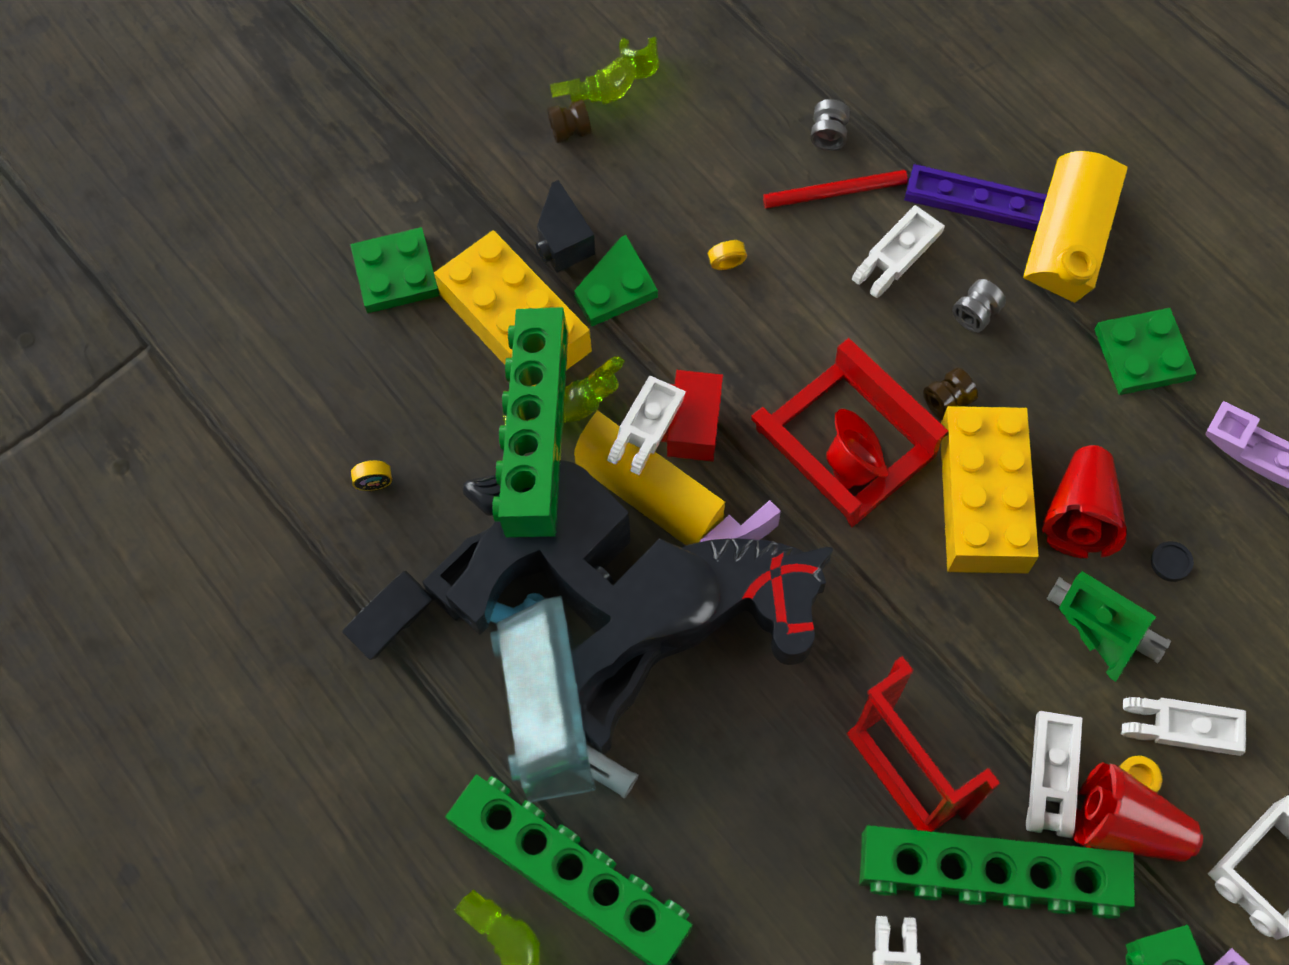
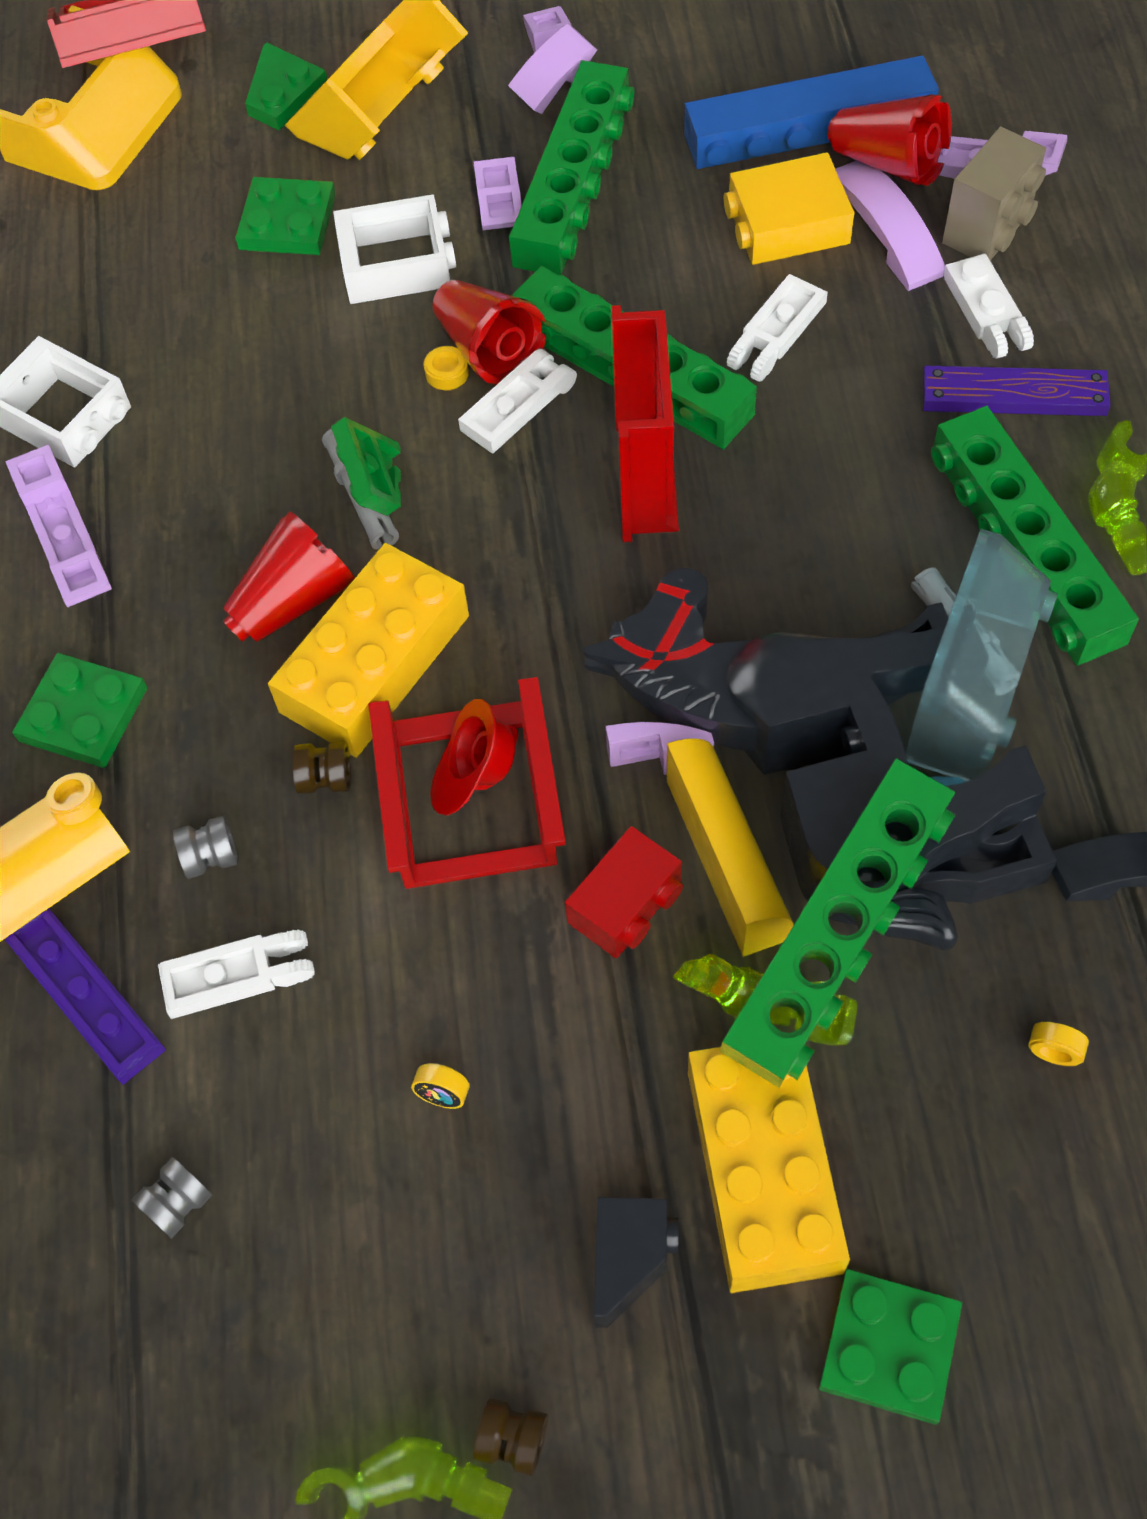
camera: 145 degrees left, 5 degrees down
(615, 284) = (603, 1139): green wing -> none
(647, 421) = (700, 865): white hinge -> none
(835, 189) = (237, 1110): red bar -> none
(1172, 561) = (251, 512): black piece -> none
(1188, 725) = (370, 378): white hinge -> none

